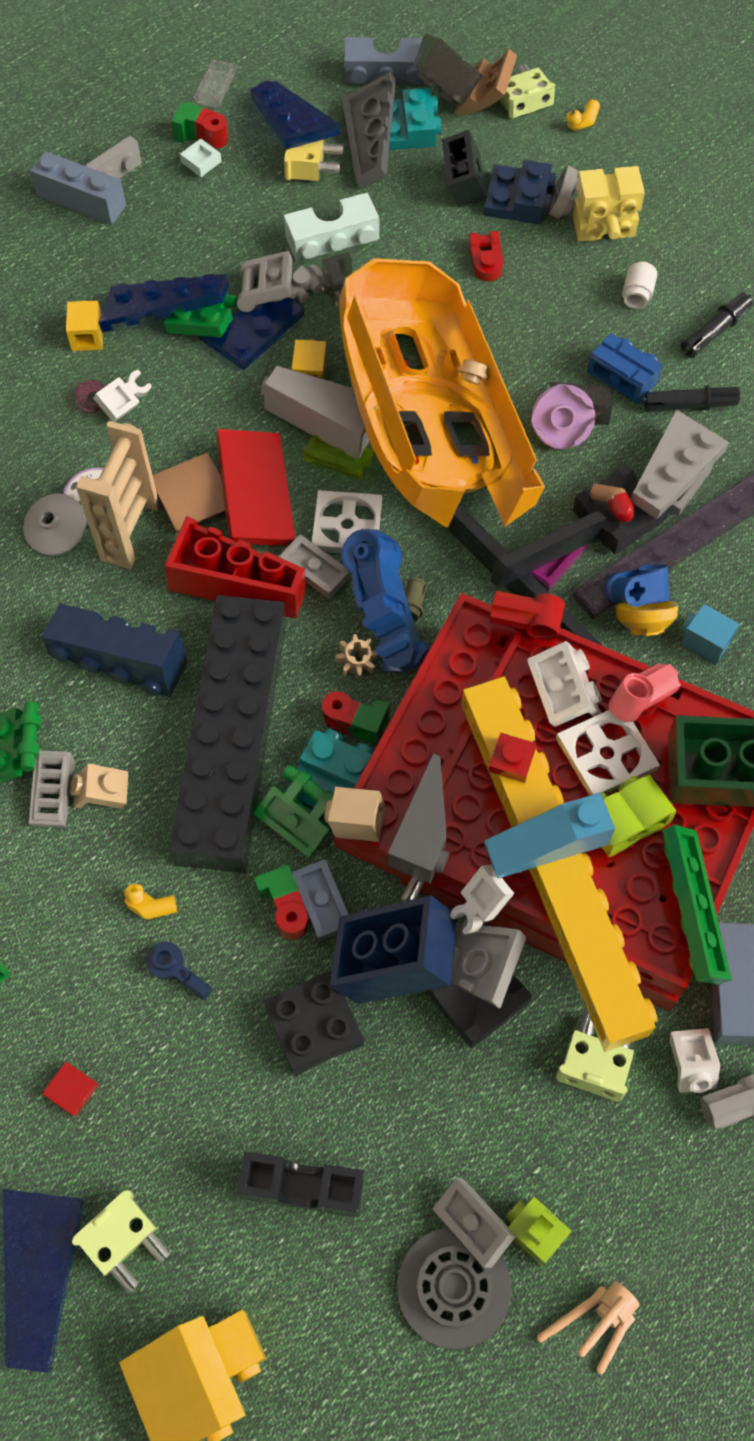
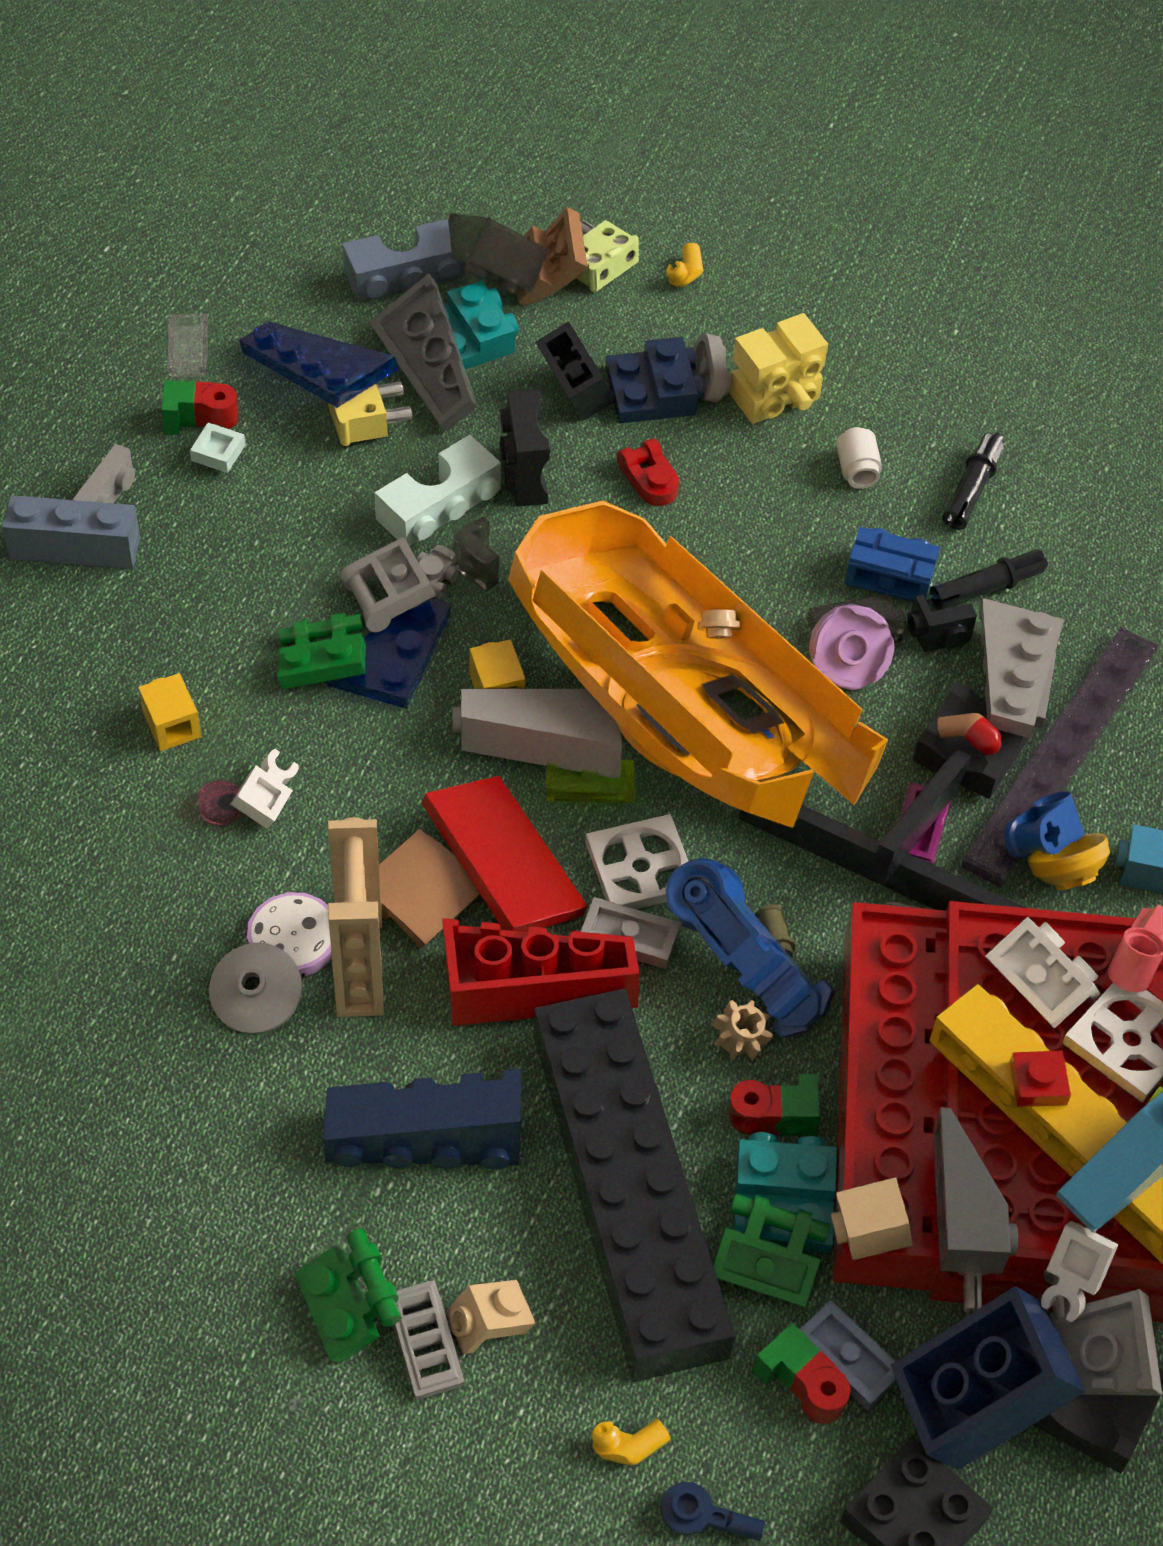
camera: 25 degrees left, 10 degrees down
(161, 298) = (238, 654): clear blue wing -> none
(400, 211) = (524, 447): none -> black brick
(537, 615) = (970, 897): red piece -> none
(639, 423) = (942, 627): none -> black bracket

